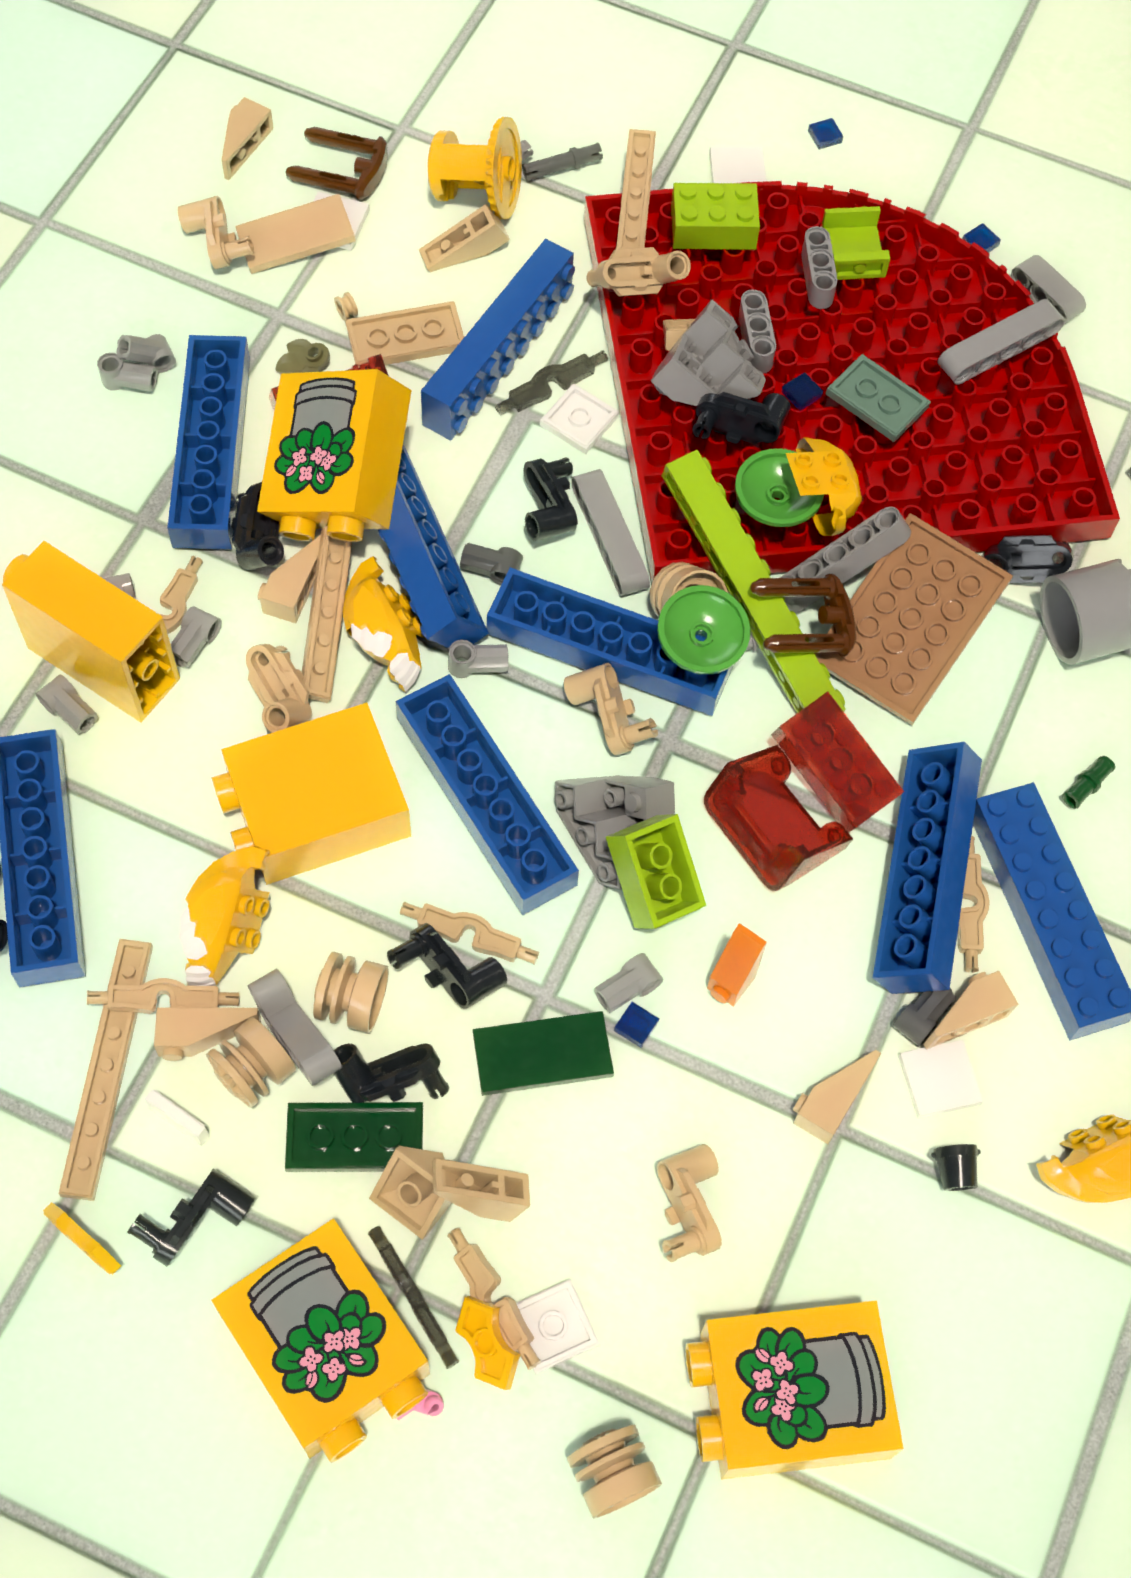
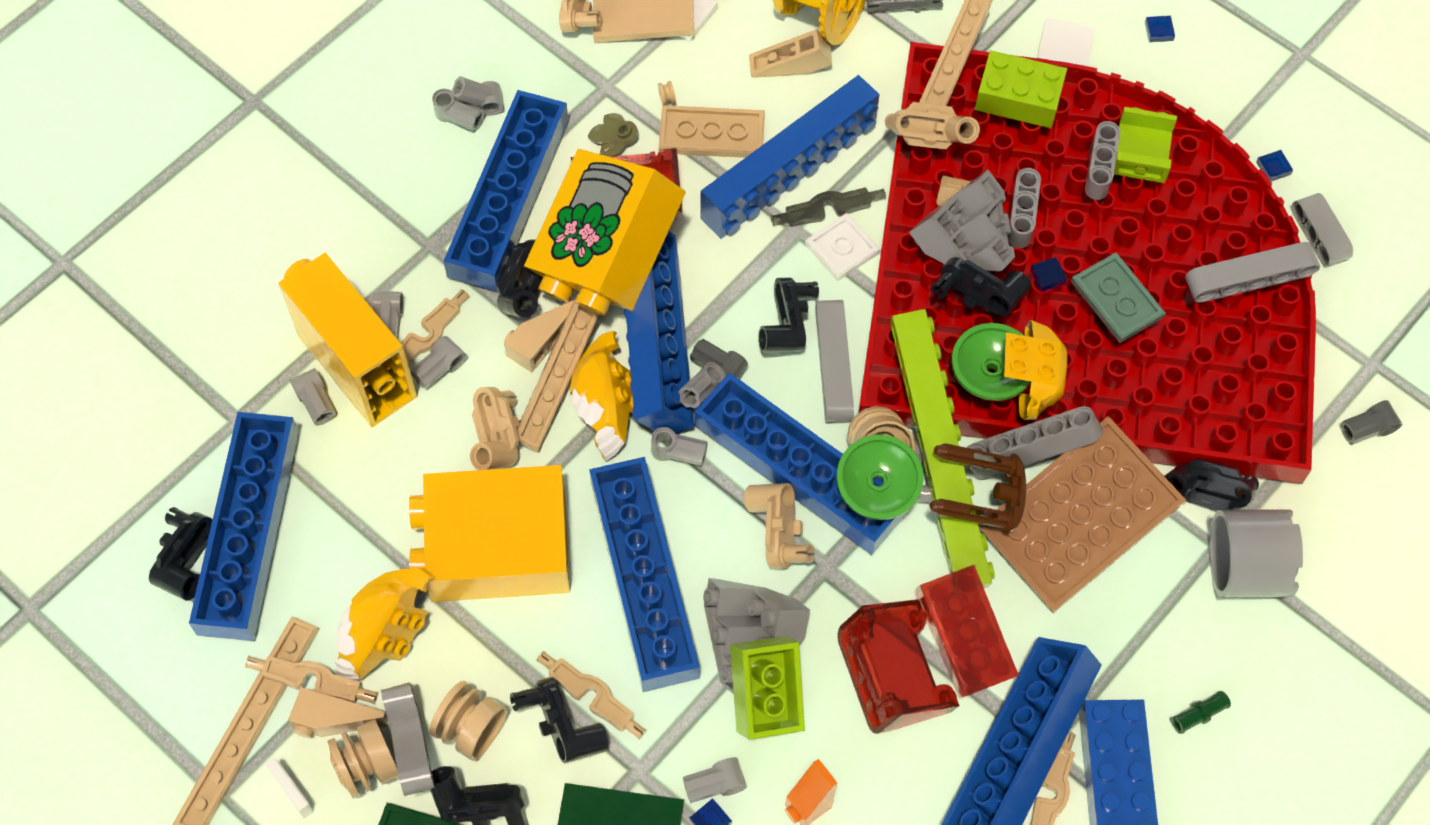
camera: 20 degrees right, 0 degrees up
(484, 587) = (701, 385): none -> light grey piece

